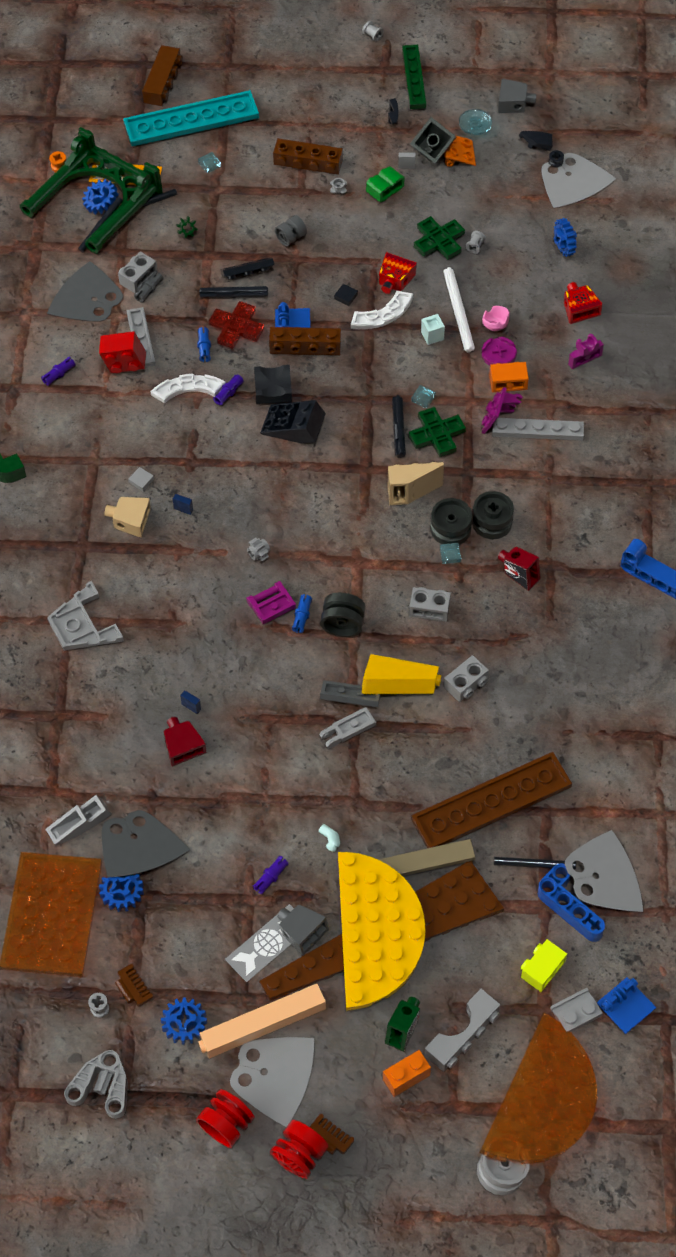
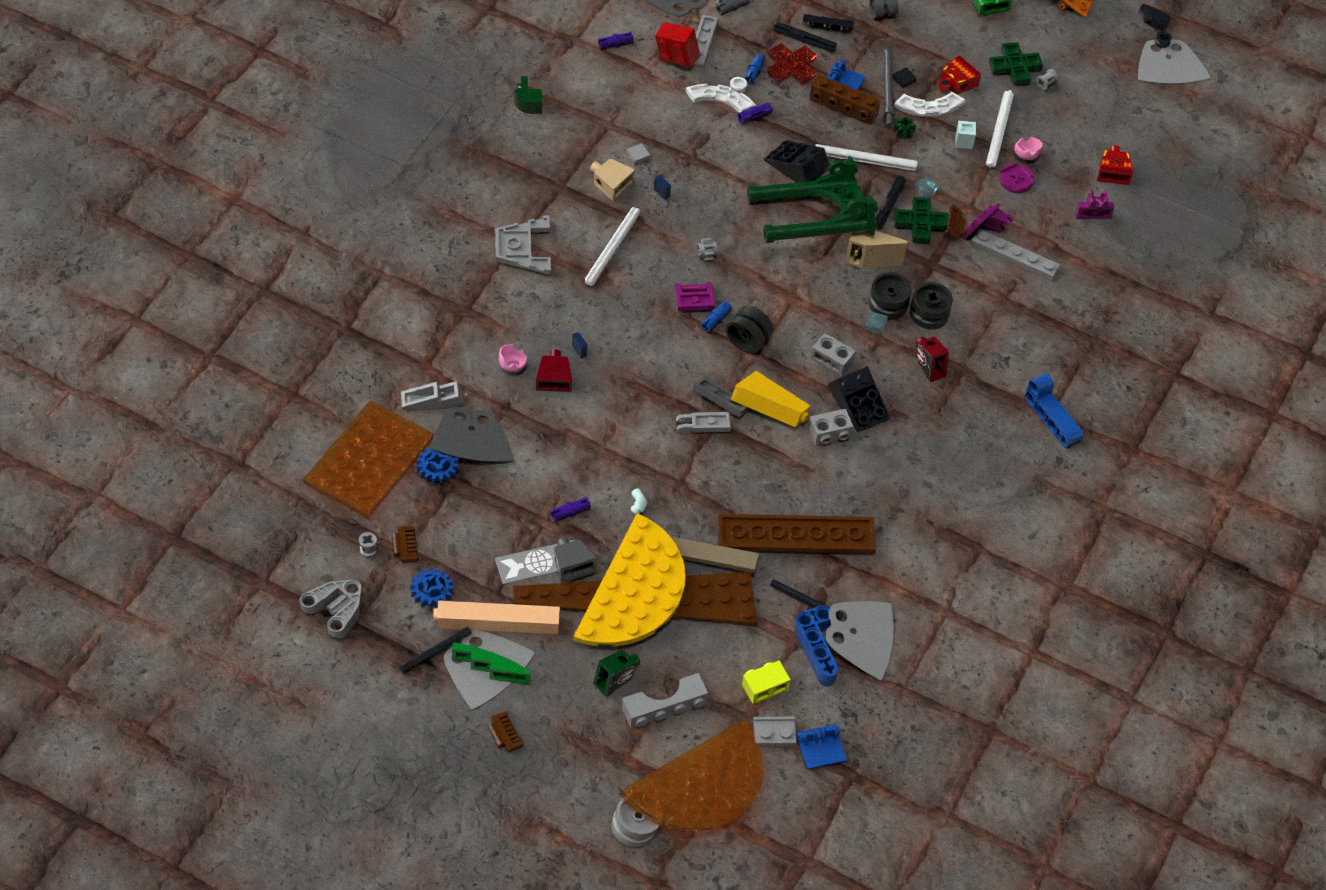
camera: 20 degrees right, 5 degrees down
(135, 746) = (512, 359): none -> bright pink hair
(167, 582) = (612, 246): none -> white axle
(197, 367) = (738, 84): none -> white tile
(223, 1077) = (434, 650): none -> black bar
(228, 1114) = (419, 676): red wheel -> none
(273, 384) = (796, 123): black brick -> none
(290, 1071) = (497, 665): none -> green slope
(300, 1148) = (469, 726): red wheel -> none
(349, 334) = (888, 110): none -> dark grey bar
(349, 425) = (856, 211): none -> dark green arch
(355, 390) = (870, 158): none -> white axle
(374, 346) = (904, 127): none -> dark green gear
(406, 1073) = (596, 711): orange brick -> none
(471, 422) = (955, 223): none -> reddish brown piece
(476, 636) = (860, 398): none -> black slope
(509, 375) = (1013, 200): orange brick -> none
(565, 237) = (1130, 105): blue gear -> none

